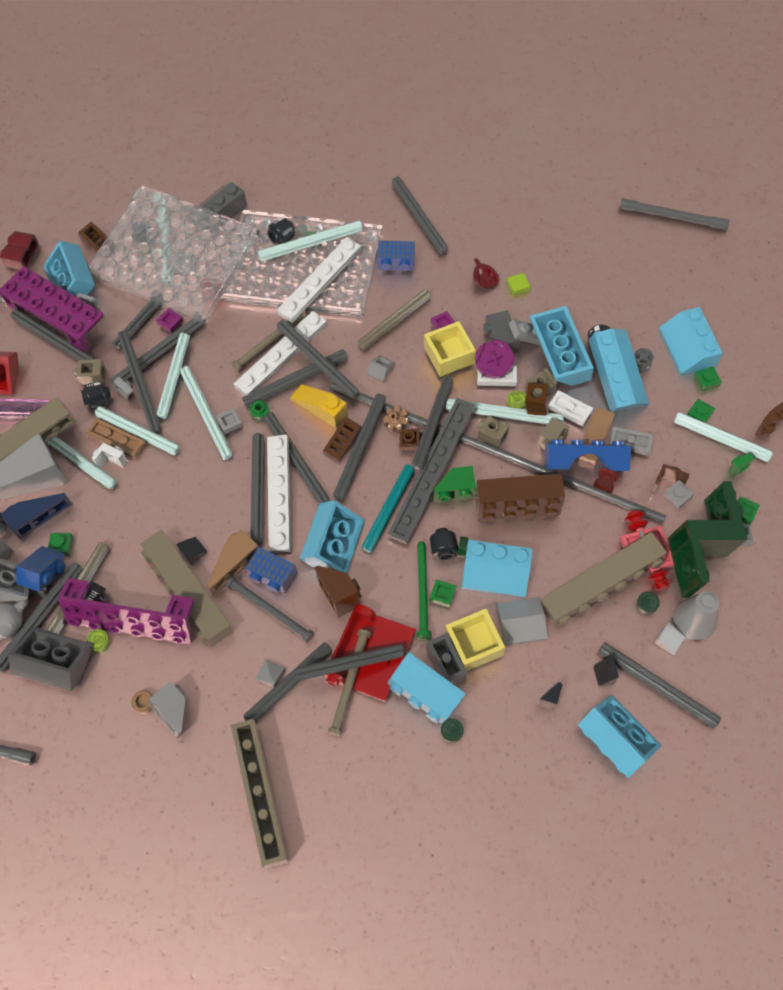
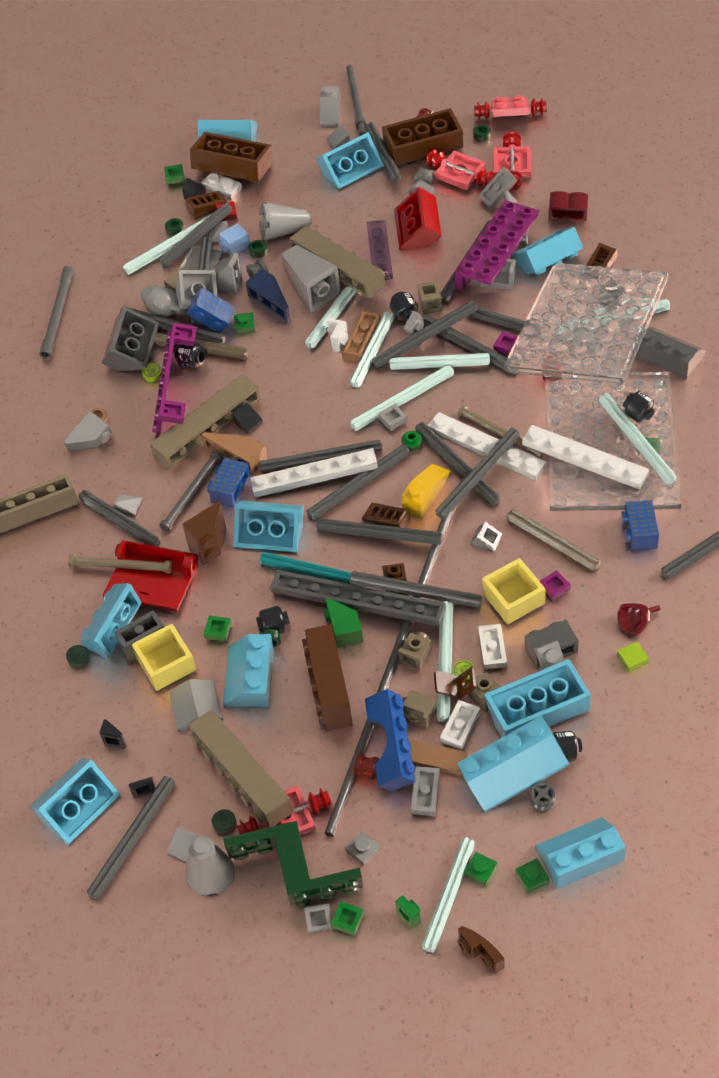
camera: 85 degrees right, 10 degrees down
(349, 662) = (133, 555): dark grey axle -> none
(399, 418) = (419, 558): medium nougat plant -> none
(424, 633) = (220, 612): green bar -> none
(494, 359) = (505, 635): magenta tile -> none
(671, 473) = (386, 835): reddish brown bracket -> none

